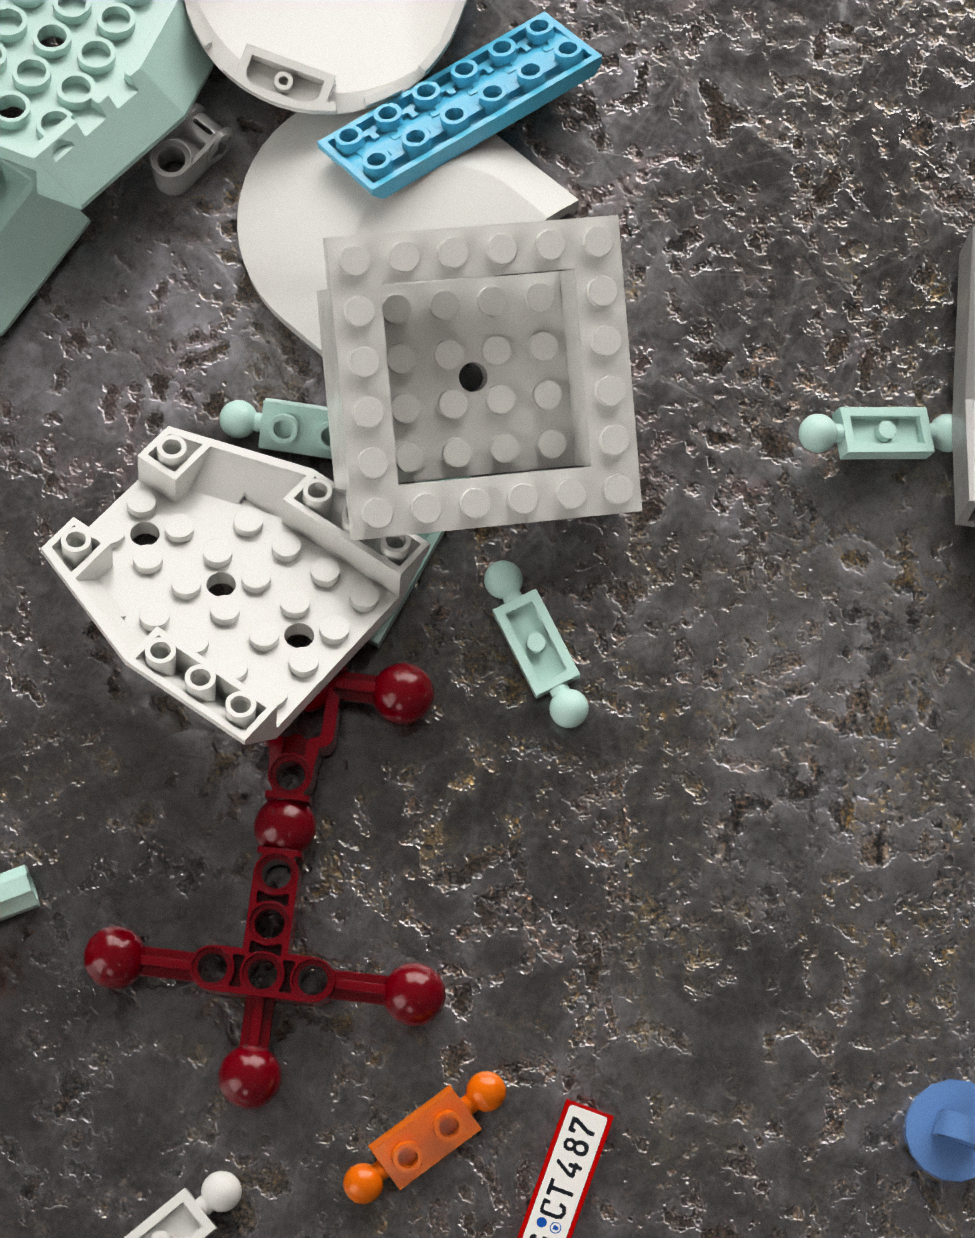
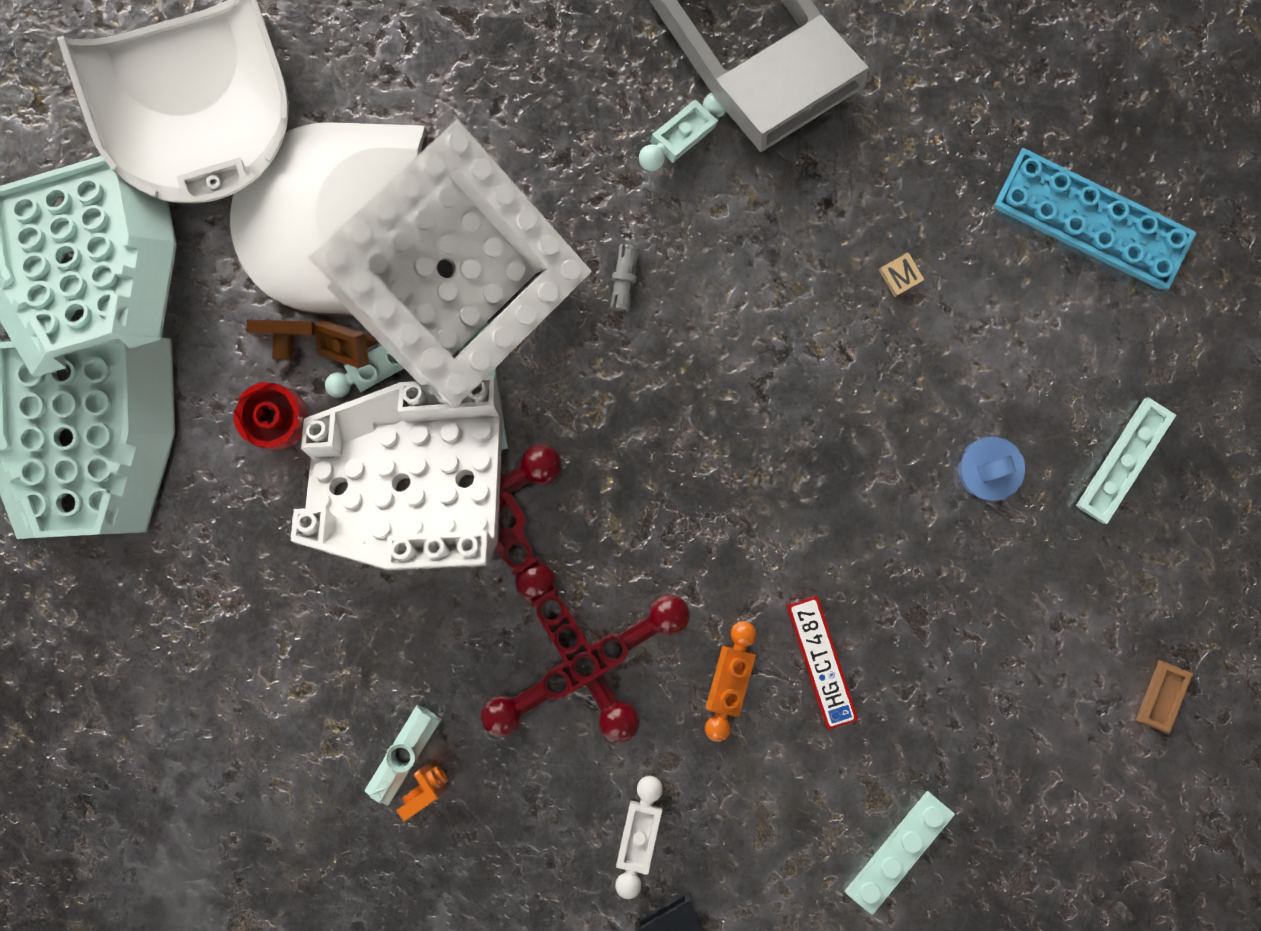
camera: 35 degrees left, 10 degrees up
(117, 374) = (255, 408): none -> red brick
(196, 144) = (193, 252): light grey piece -> none
(222, 312) = (282, 334): none -> reddish brown tile
(284, 375) = (344, 344): none -> reddish brown tile
(461, 105) = (321, 121): medium azure plate -> none
(536, 644) = (589, 383): light aqua plate -> none
(677, 552) = (624, 277): none -> light grey pin

